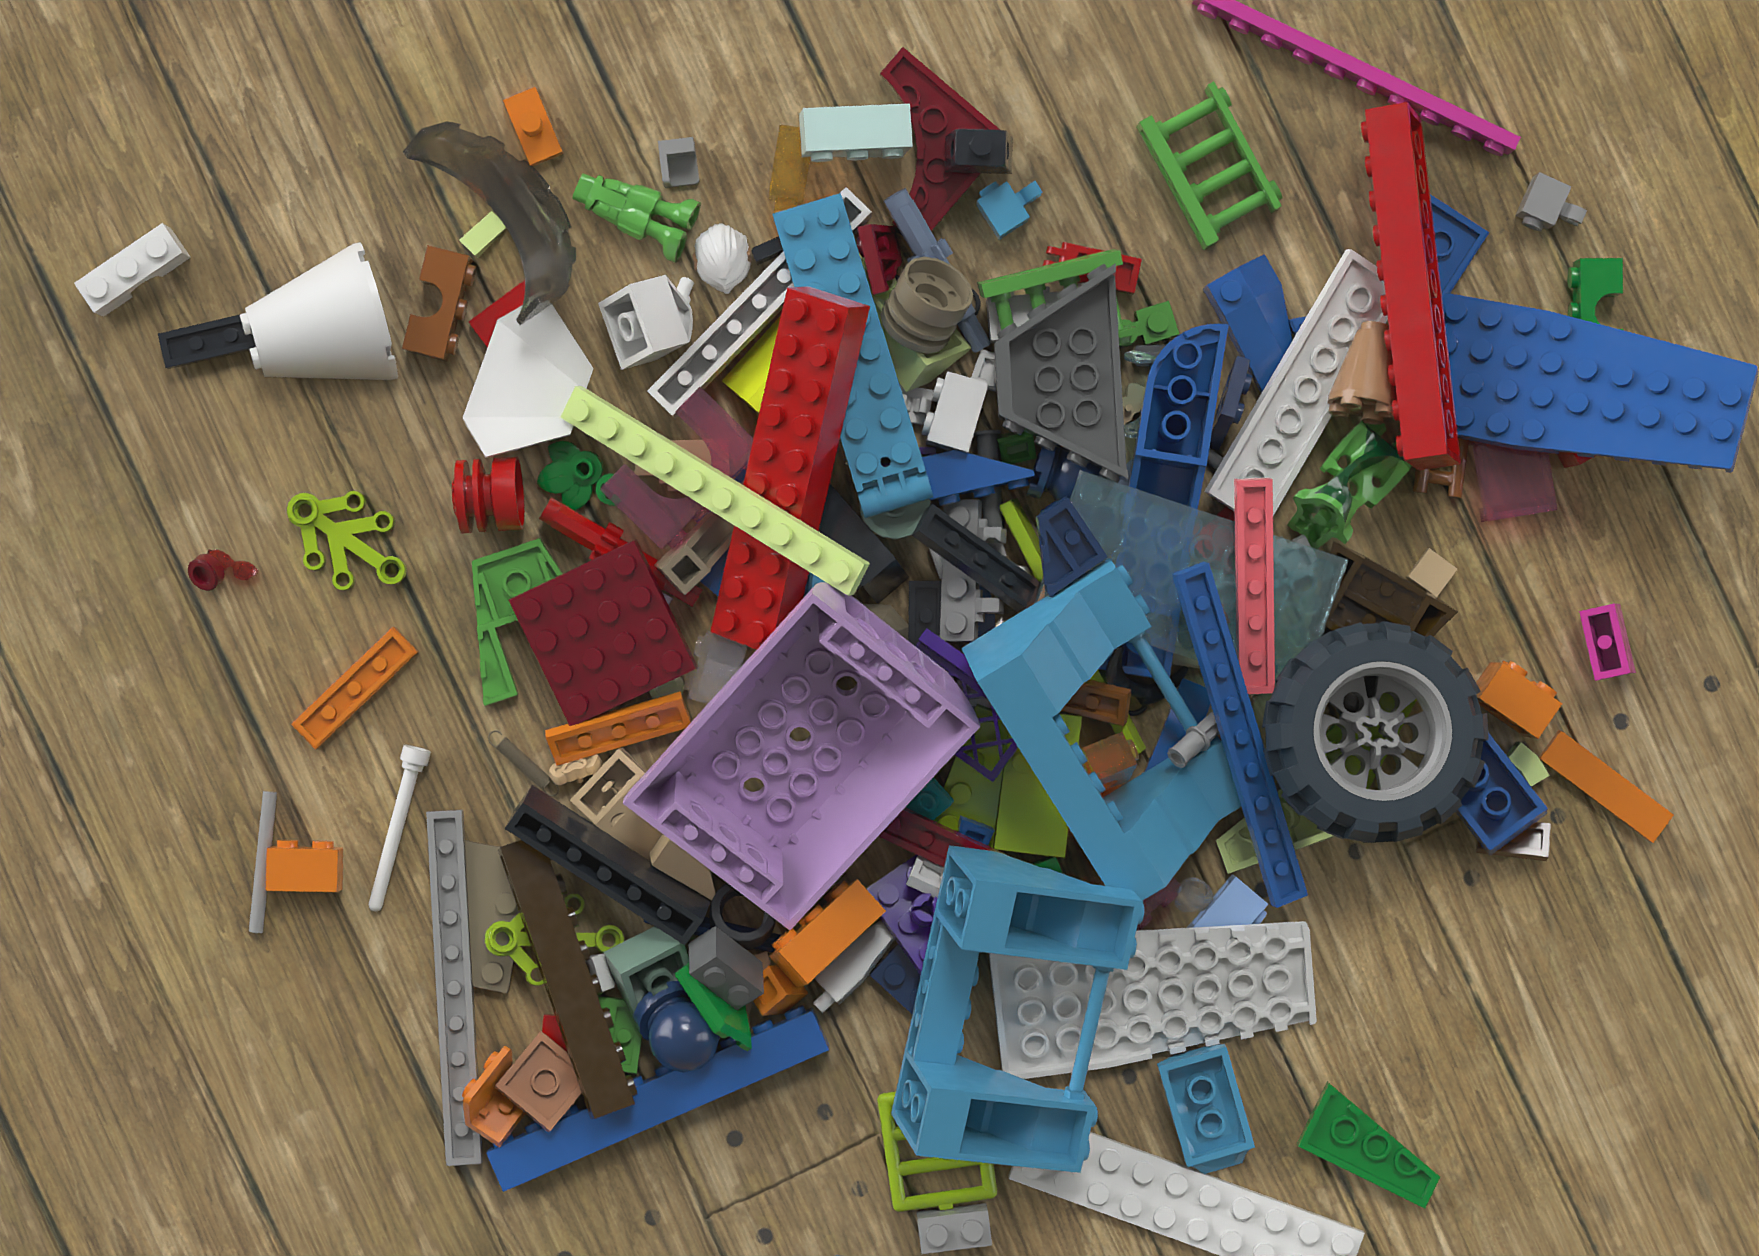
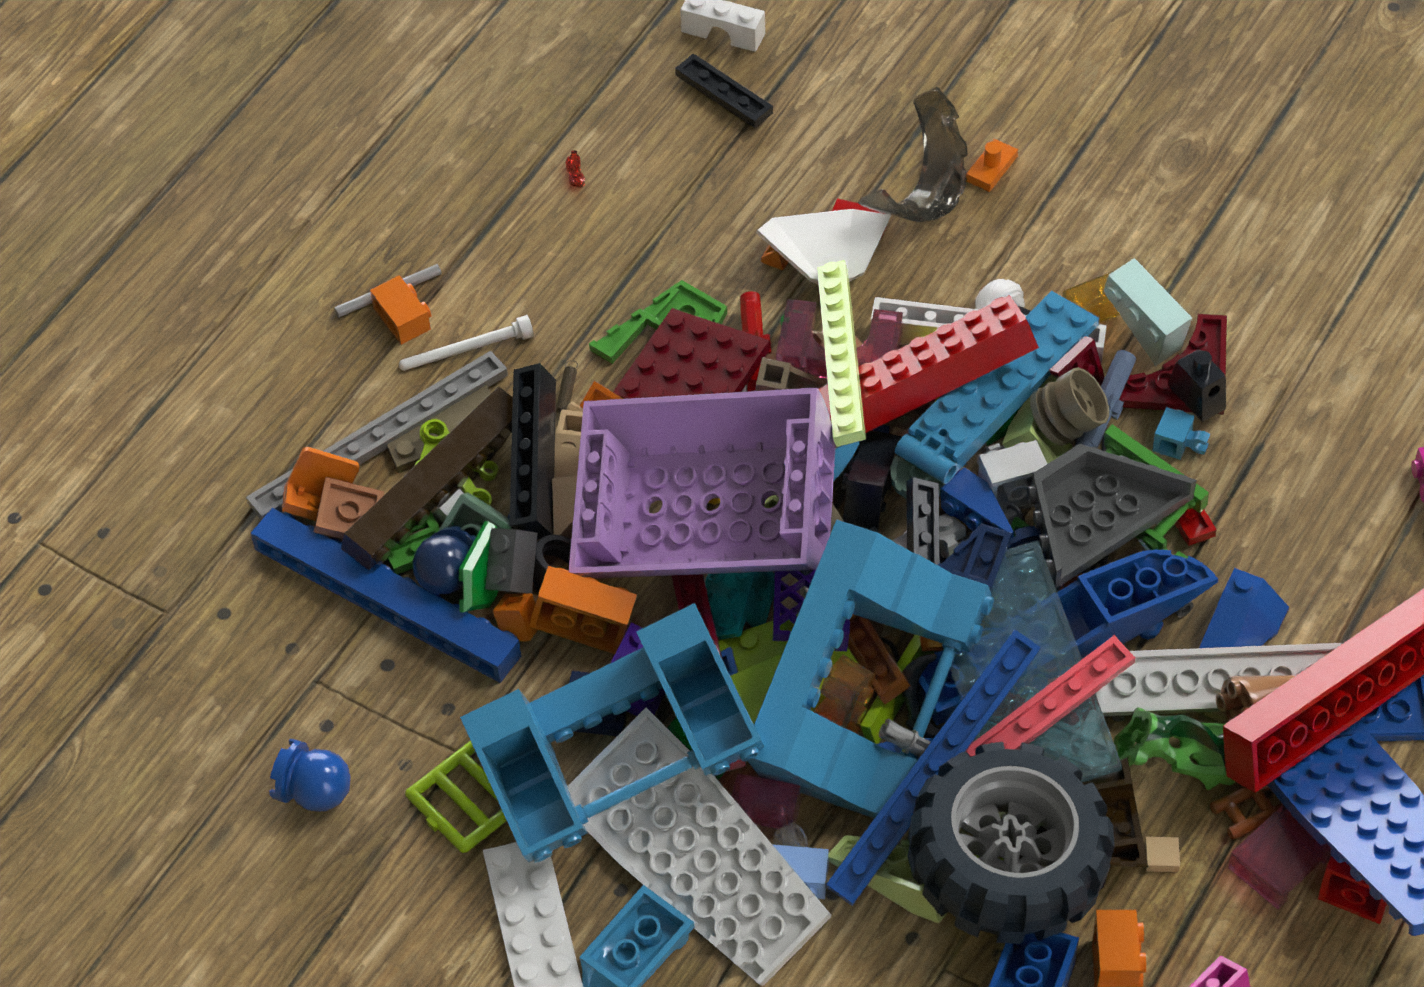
camera: 60 degrees right, 35 degrees down
(206, 572) = (559, 157): dark red tile -> none
(323, 324) = (769, 125): white cone -> none
(341, 536) = (641, 187): lime plant -> none
(355, 688) = (545, 275): orange tile -> none
(436, 334) = (816, 185): dark orange arch -> none
(483, 234) = (898, 177): yellowish green piece -> none
(489, 494) = (733, 260): red wheel -> none
(565, 474) = (776, 301): green plate -> none
(633, 209) = (989, 238): bright green piece -> none
(648, 319) = (926, 276): white piece -> none
(678, 162) = (1039, 244): light grey panel -> none
(853, 965) = (563, 655): white piece -> none
(954, 1228) = (418, 832): light grey brick -> none
(1191, 195) = (1297, 511): bright green fence -> none
(1229, 407) = (1170, 635): dark blue wing -> none

